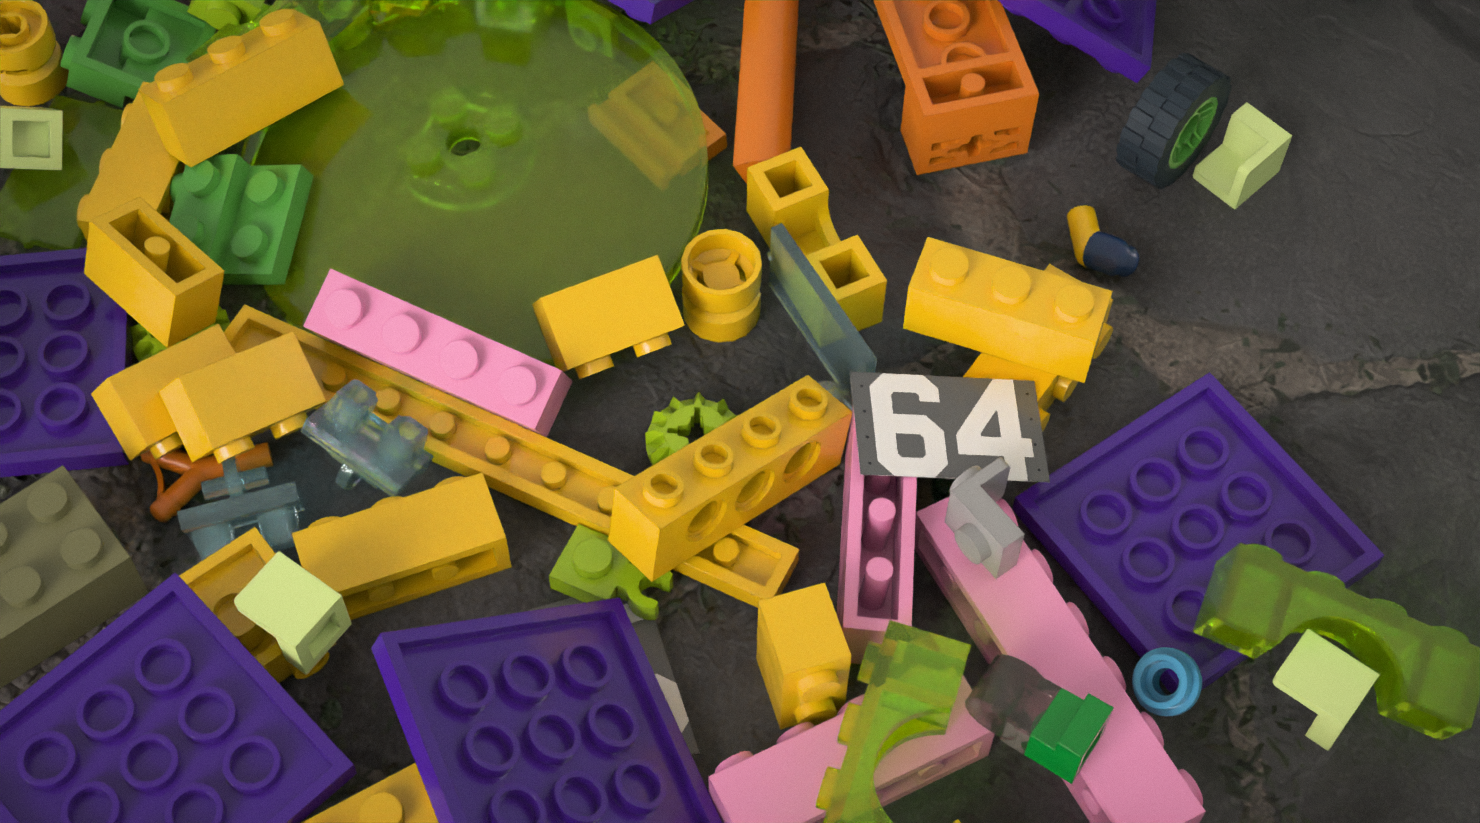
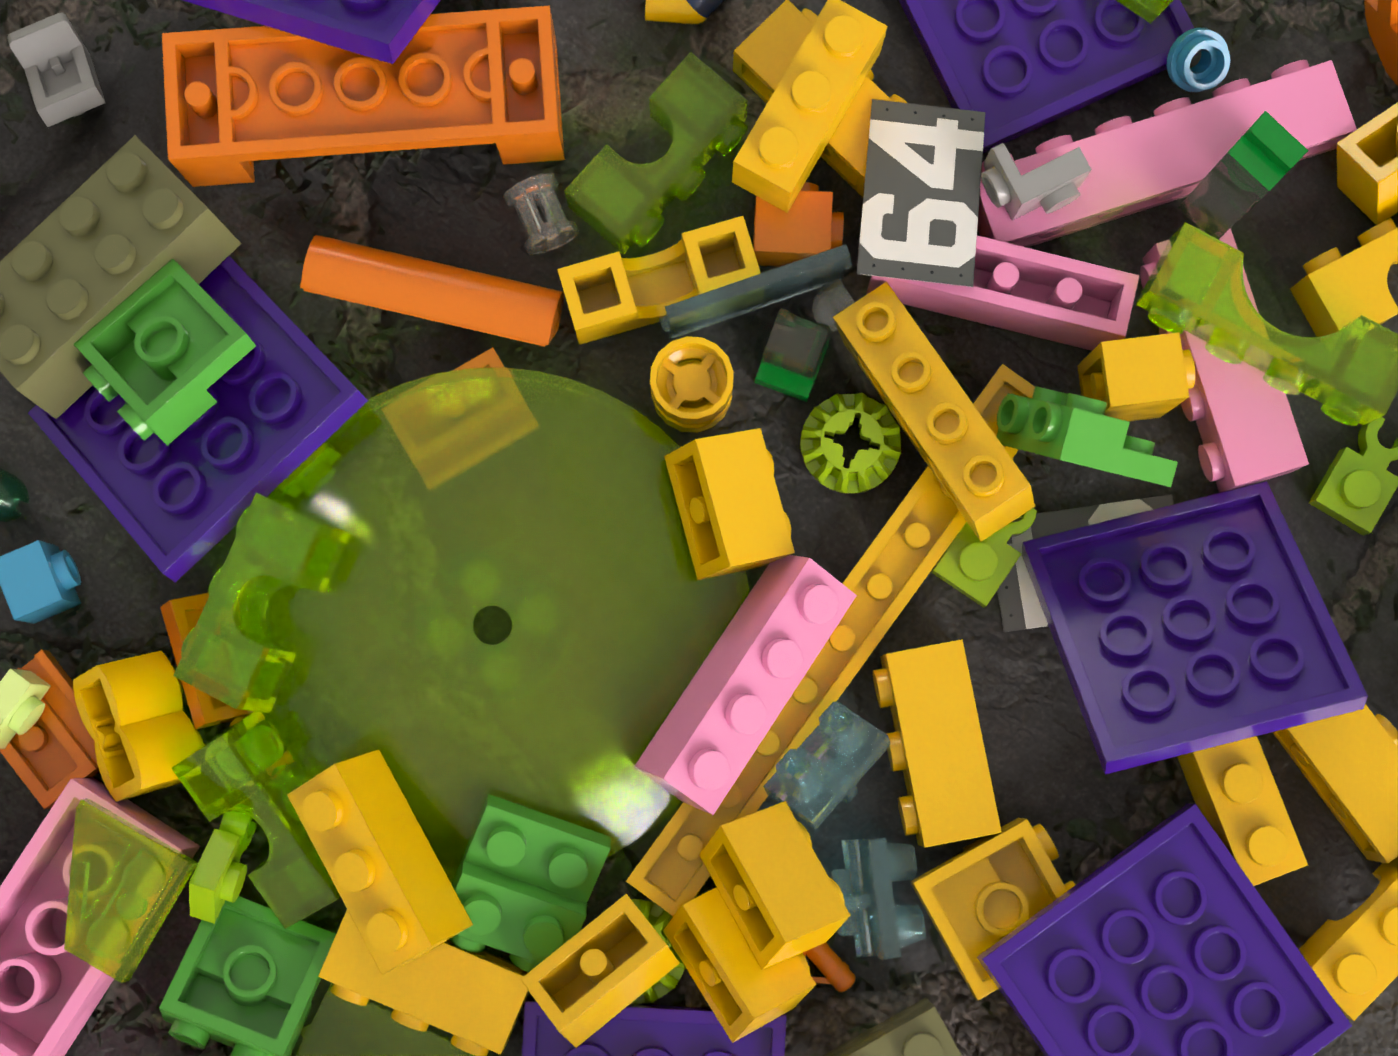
camera: 80 degrees left, 25 degrees up
(296, 610) = (1036, 848): yellowish green panel -> none
(724, 578) = (1079, 433): none -> bright green plate
(769, 354) = (793, 355): none -> clear smoke leg
(859, 157) = (541, 192): none -> clear bush
(890, 219) = (627, 198): none -> clear neon green arch
(894, 347) = (800, 233): none -> orange brick

